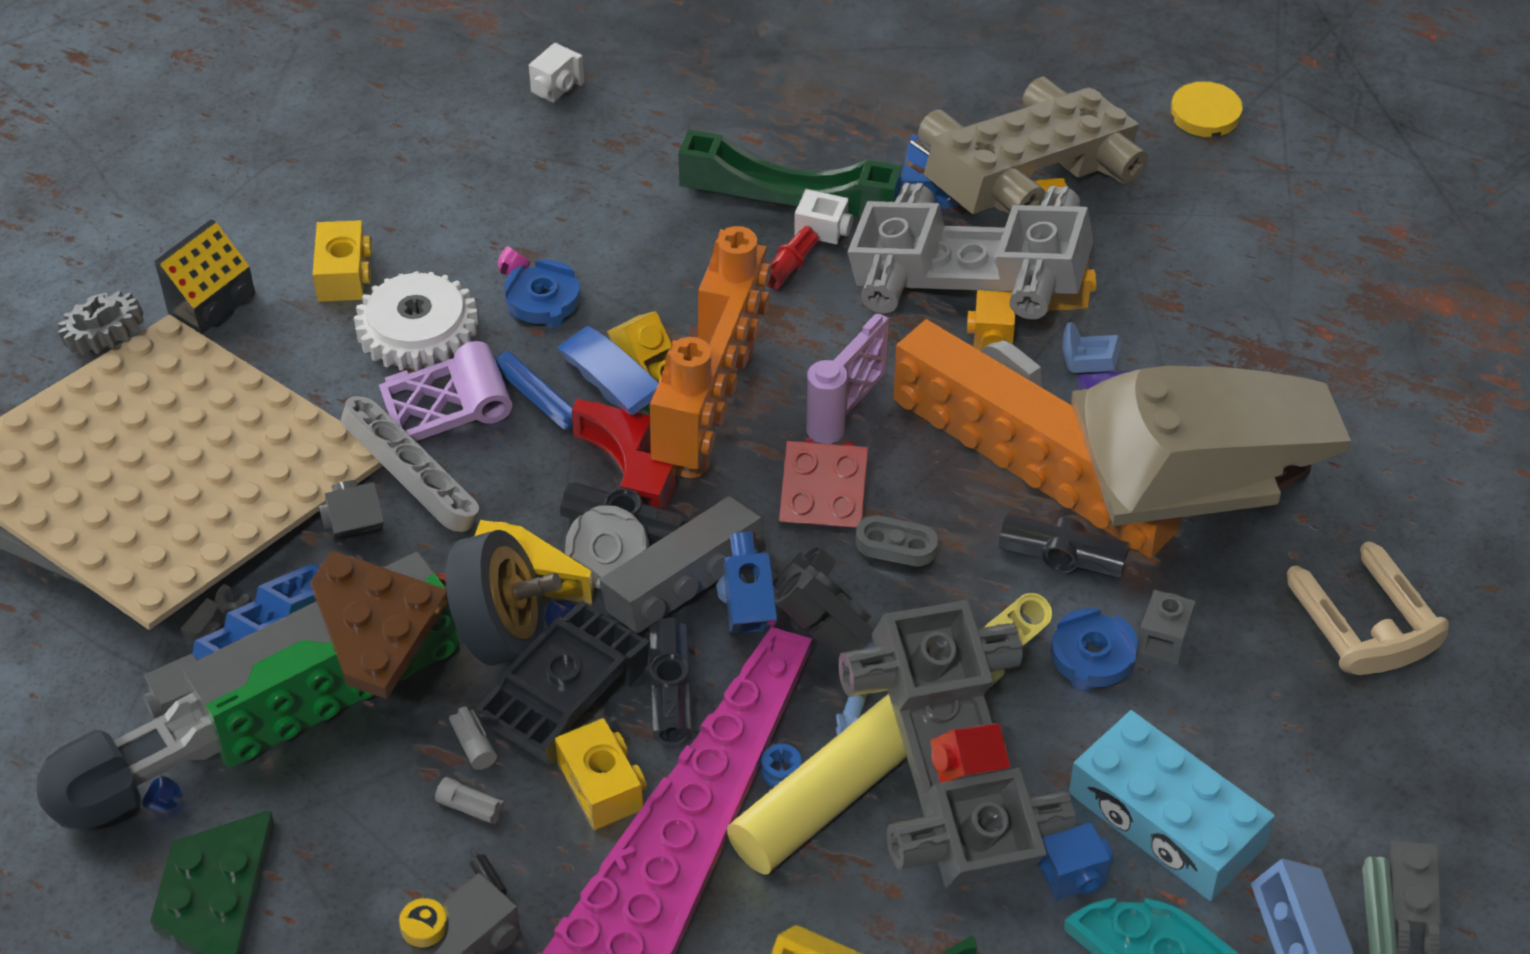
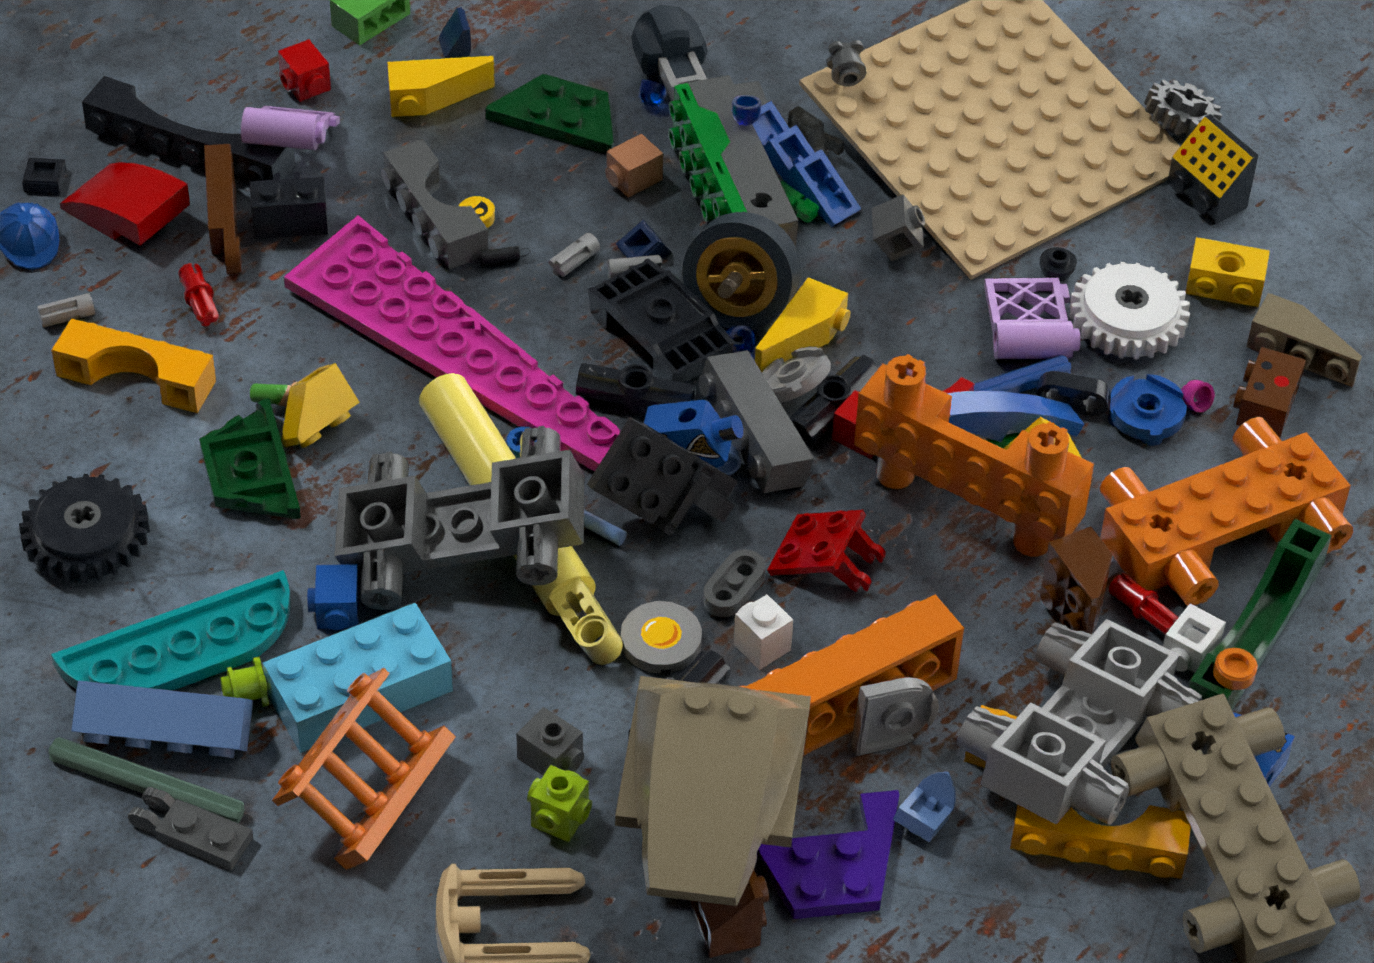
camera: 105 degrees right, 0 degrees up
(135, 566) = (846, 63): none -> dark grey brick
(248, 625) = (746, 109): none -> clear blue hinge
(306, 775) = (634, 165): none -> nougat brick
(356, 385) = (1057, 263): none -> black plate
(374, 619) = (728, 177): reddish brown plate -> none
(414, 203) = (1299, 333): none -> dark tan slope
(430, 743) = (642, 242): none -> dark blue slope
(450, 504) = (931, 283): light grey beam -> none
(495, 211) = (1270, 388): none -> reddish brown brick
(545, 342) = (1075, 391): none -> black beam
(601, 795) = (561, 326): yellow brick -> none
(636, 187) = (1174, 529): none -> orange piece
(808, 282) = (1076, 579): none -> reddish brown slope
(841, 383) = (913, 573): lavender piece -> none
(873, 160) = (1235, 668): none -> orange tile
(953, 499) = (763, 631): none -> white brick
(969, 752) = (434, 507): red brick -> none
(986, 580) = (661, 637): none -> light grey tile
(1093, 668) = (556, 668): blue plate -> none
(1227, 904) = (246, 683): none -> lime brick
(1230, 598) = (559, 802): none -> lime brick
(1295, 743) = (403, 777): none -> orange fence

